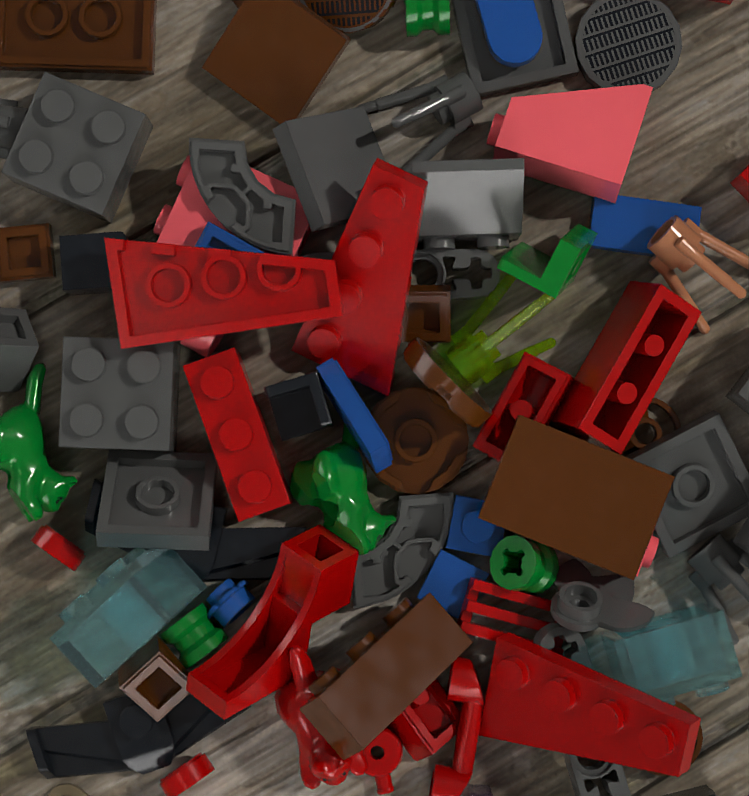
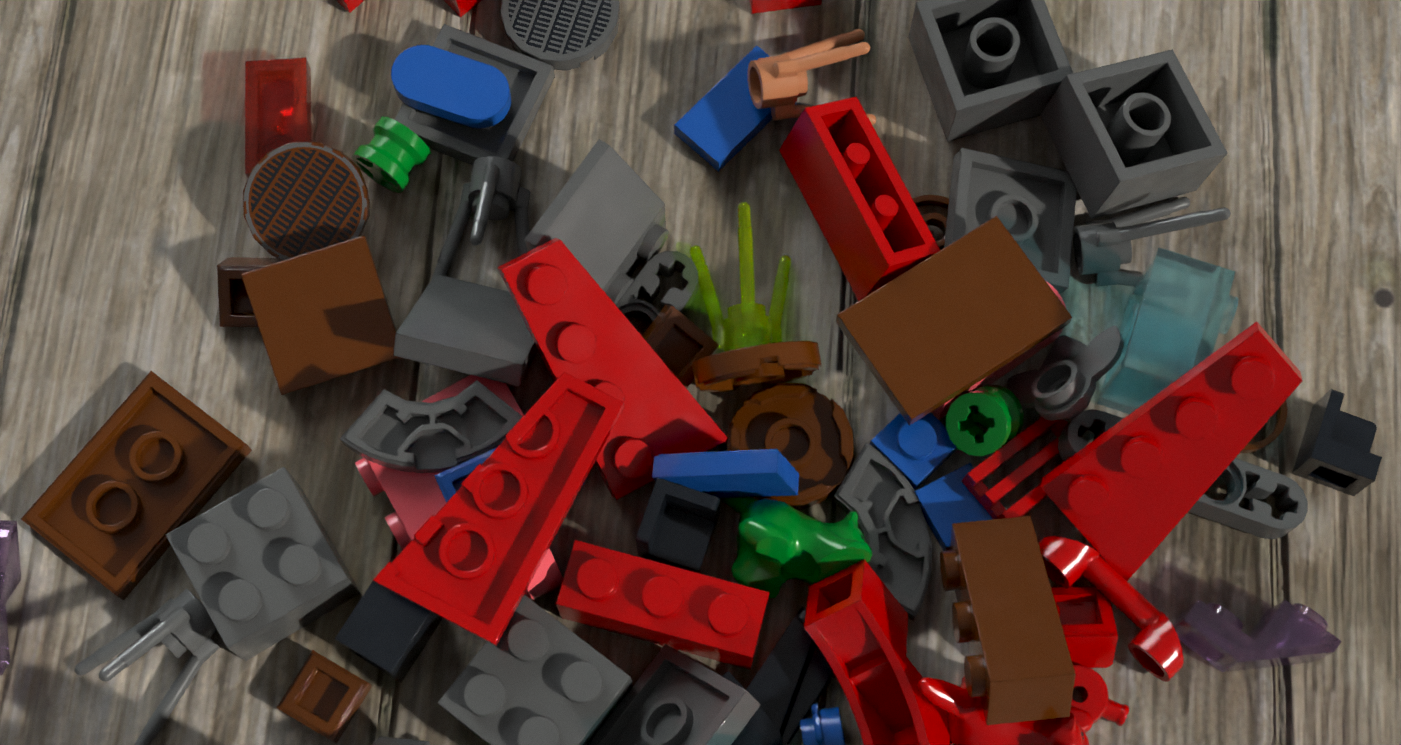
camera: 55 degrees left, 15 degrees down
(533, 392) = (816, 298): red brick -> none
(545, 272) = (723, 185): green panel -> none
(574, 136) = (615, 94): coral slope -> none

